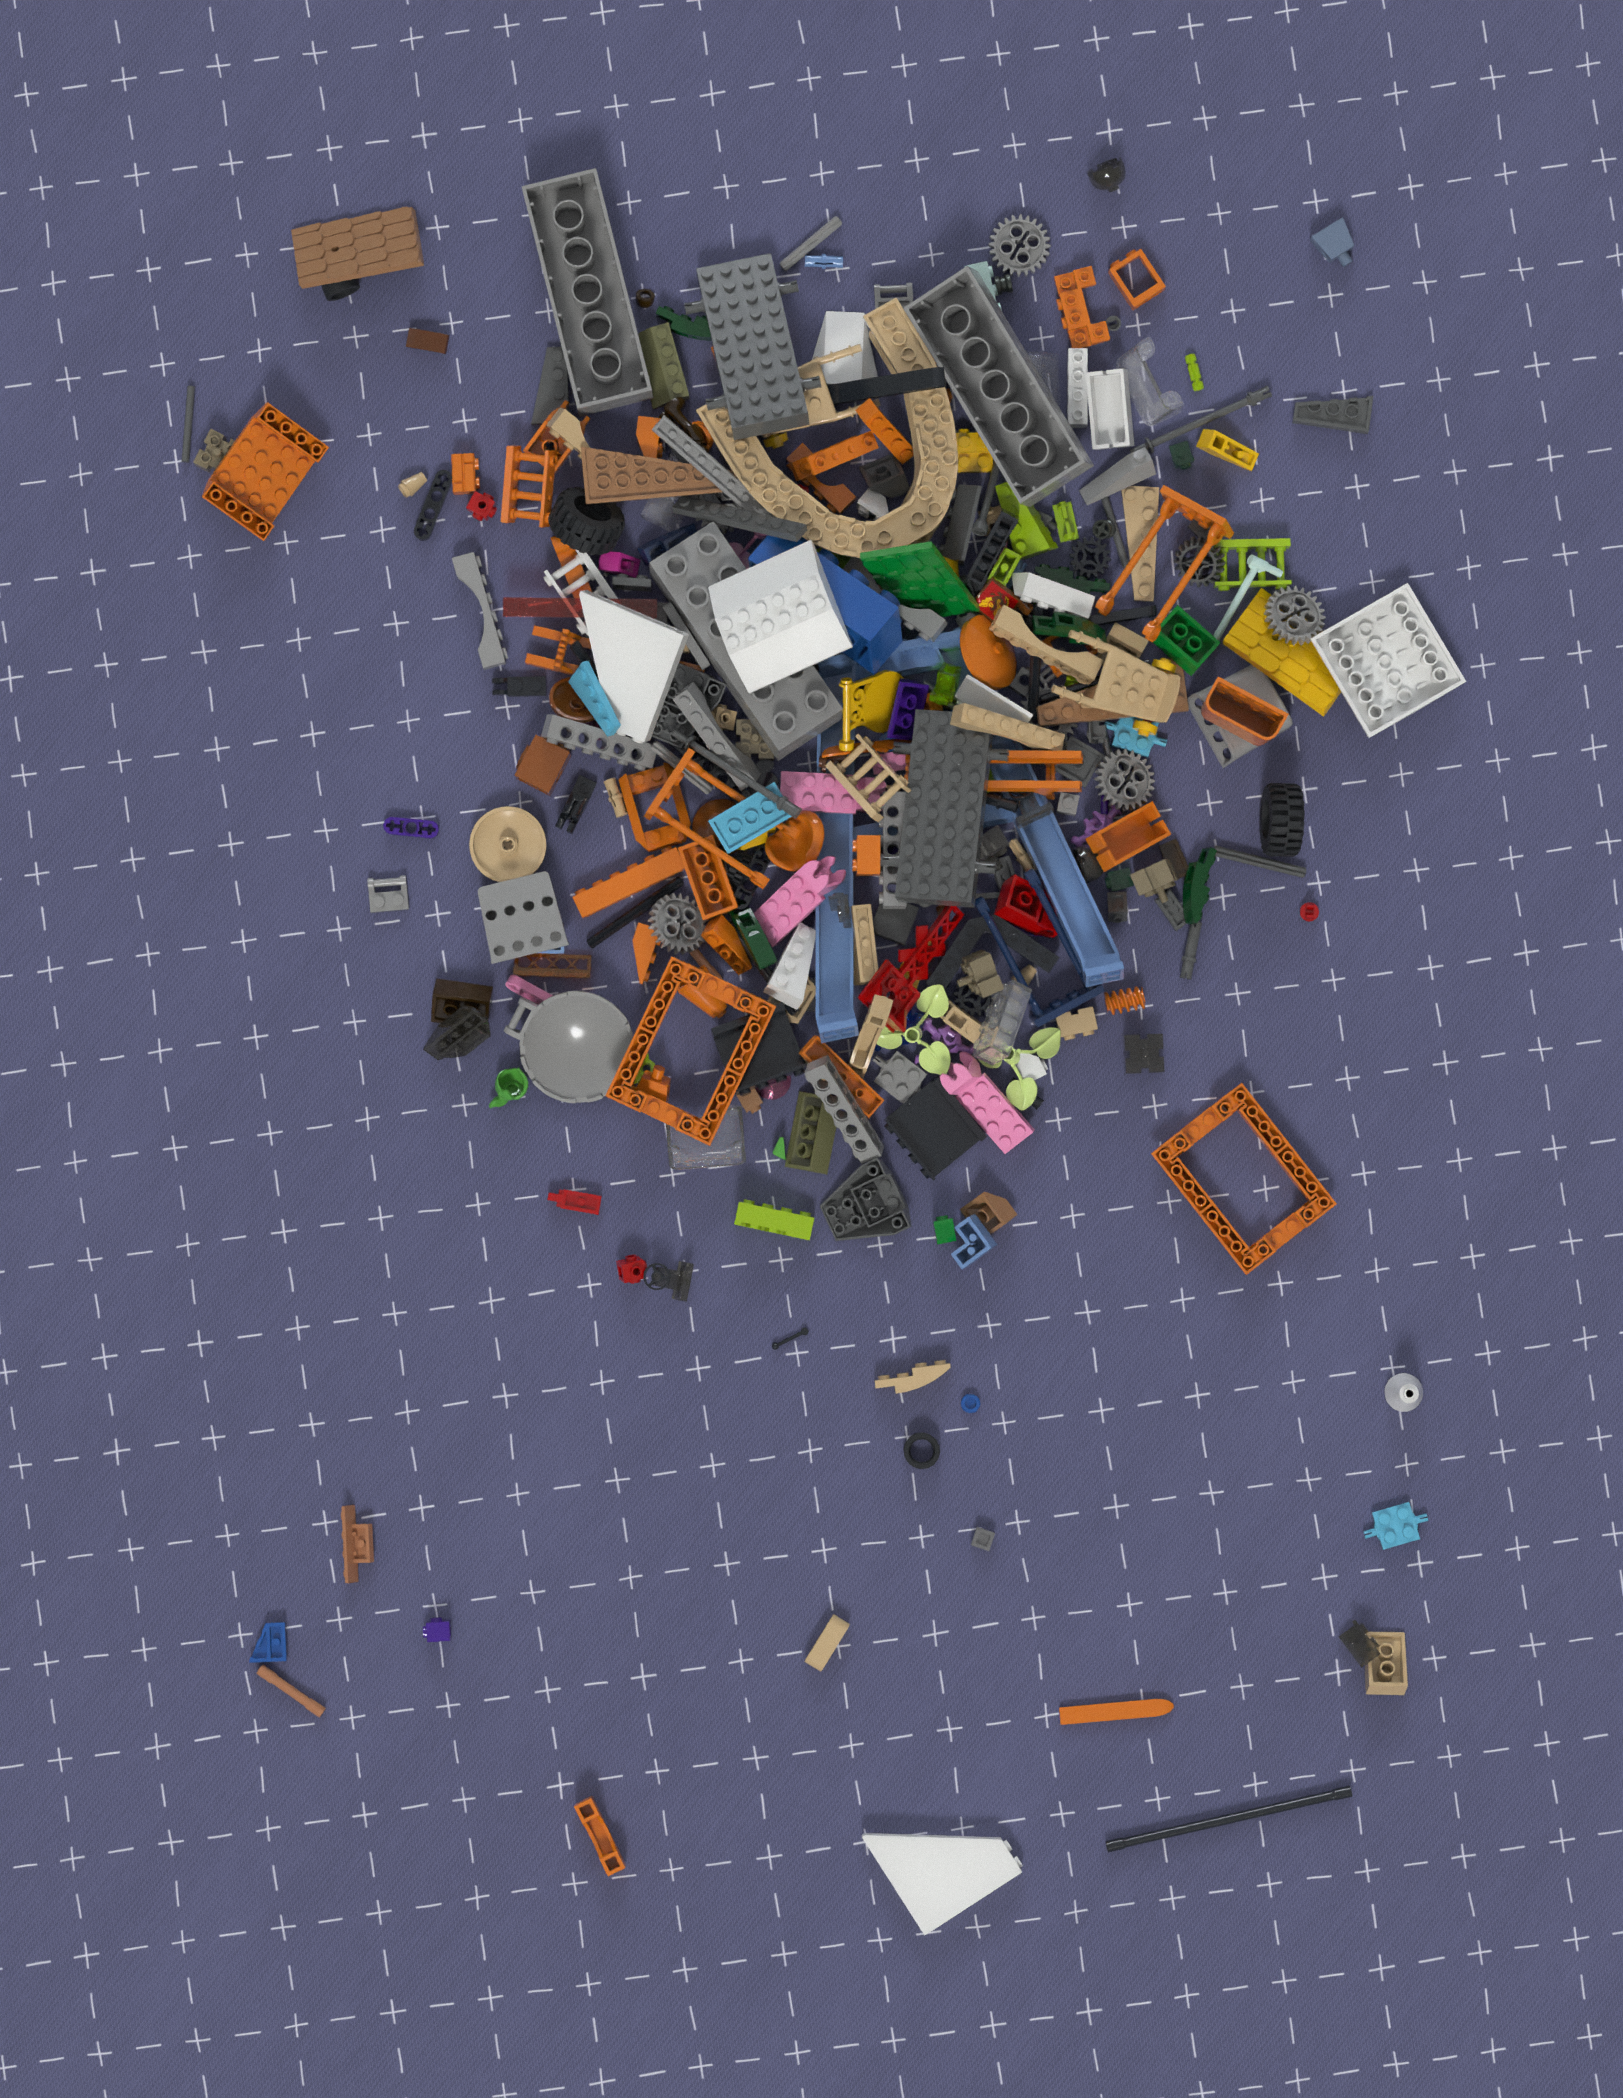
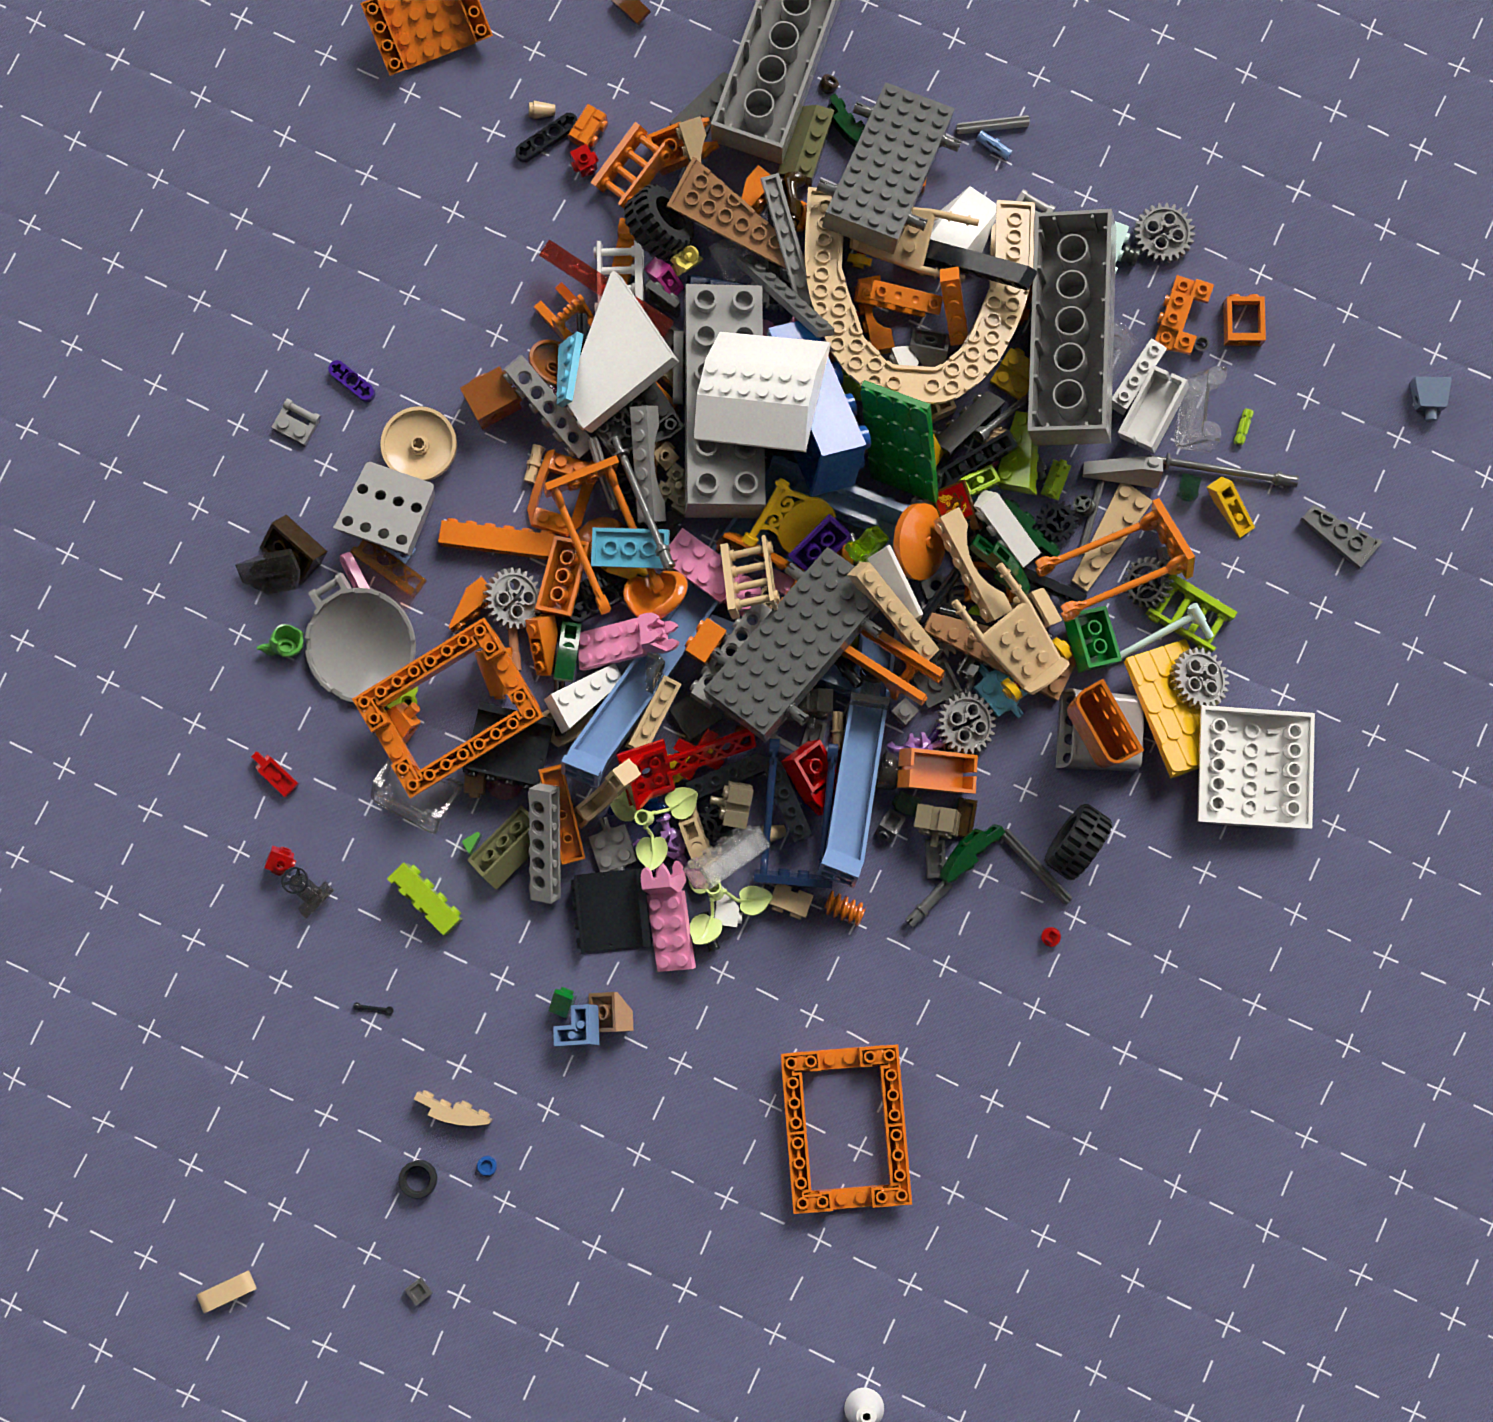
camera: 40 degrees right, 5 degrees down
(490, 649) = (514, 277): light grey arch -> none
(521, 686) = (518, 325): black hinge -> none
(576, 803) = (497, 448): black plate -> none
(629, 538) = (685, 260): none -> light yellow hips
(635, 912) = (482, 568): black axle -> none
(867, 1204) = (513, 937): dark grey wedge -> none
(923, 620) = (883, 478): light grey arch -> none
(1108, 175) = (1275, 222): clear smoke cylinder -> none
(1143, 1054) = (830, 964): clear smoke brick -> none

